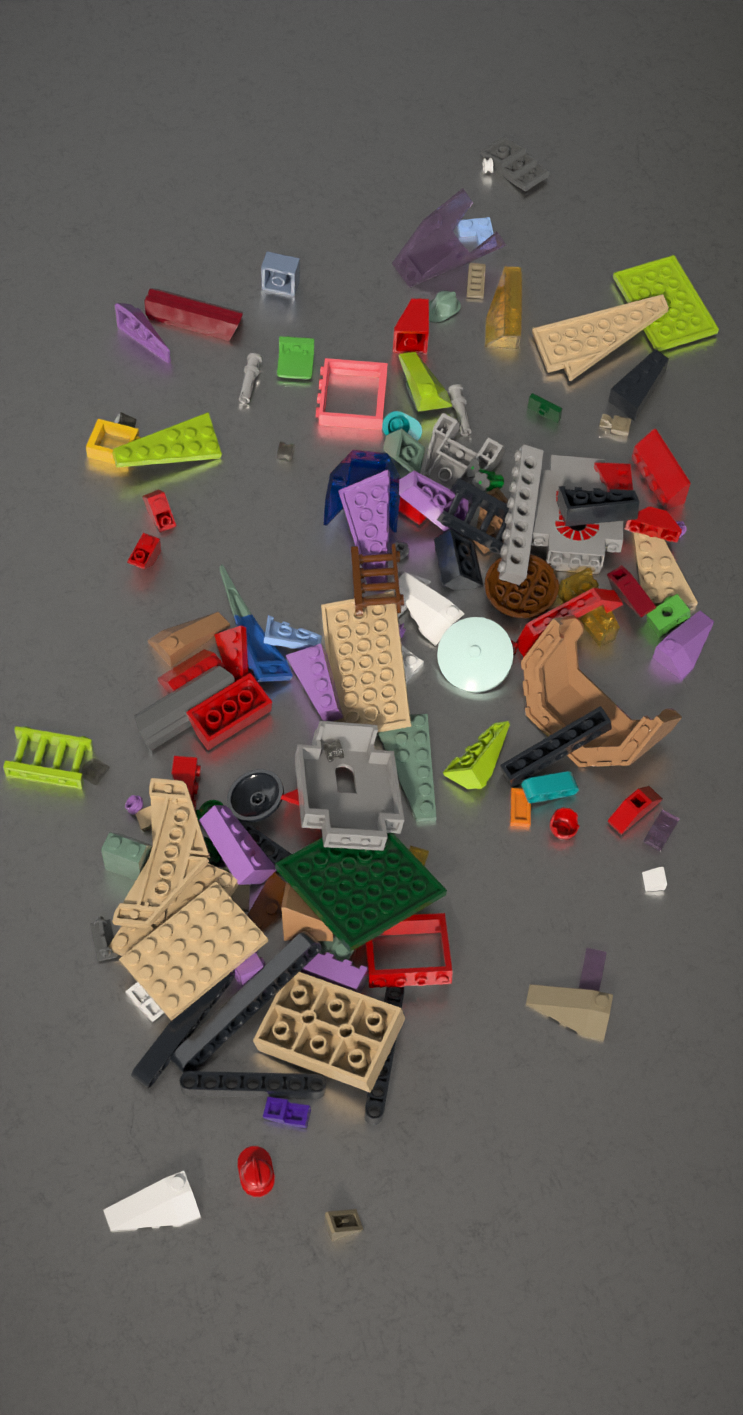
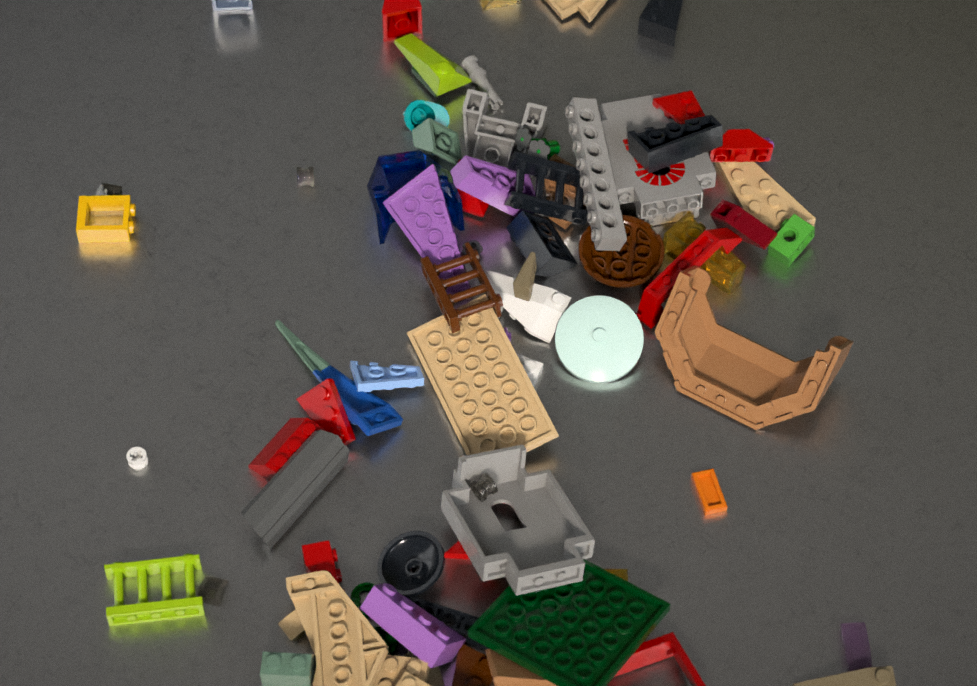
camera: 15 degrees left, 5 degrees down
(73, 651) = (140, 462): none -> white bush
(134, 804) = (273, 614): medium lavender plate -> none
(136, 325) = (90, 86): medium lavender wedge -> none
(145, 551) = (186, 327): red slope -> none
(159, 510) = (184, 278): red slope -> none
(179, 443) = (180, 199): lime wing -> none
(183, 639) = (263, 413): medium nougat wedge -> none
(191, 314) = (145, 56): dark red piece -> none
(229, 711) = (347, 478): red slope -> none
(251, 372) = (234, 101): light grey pin -> none
(295, 357) = (279, 73): bright green bracket -> none
(317, 679) = (430, 412): medium lavender wedge -> none
(354, 368) = (351, 68): coral window -> none
(414, 765) = (575, 475): sand green wing -> none
(431, 586) = (525, 279): none -> dark tan slope
(480, 759) = (645, 453): lime wedge -> none
(544, 408) = (573, 57): dark green plate -> none
(549, 787) = (734, 460): teal beam -> none
(556, 746) = (726, 413): black brick -> none
(564, 823) = (765, 495): red hair -> none
(618, 425) = (659, 55): dark tan plate -> none
(634, 808) = (834, 458): red slope -> none
(654, 879) = (885, 527): white slope -> none
(661, 470) = (725, 89): red slope -> none
(661, 830) = (871, 472): clear purple slope -> none
(683, 646) = (819, 268): medium lavender wedge -> none

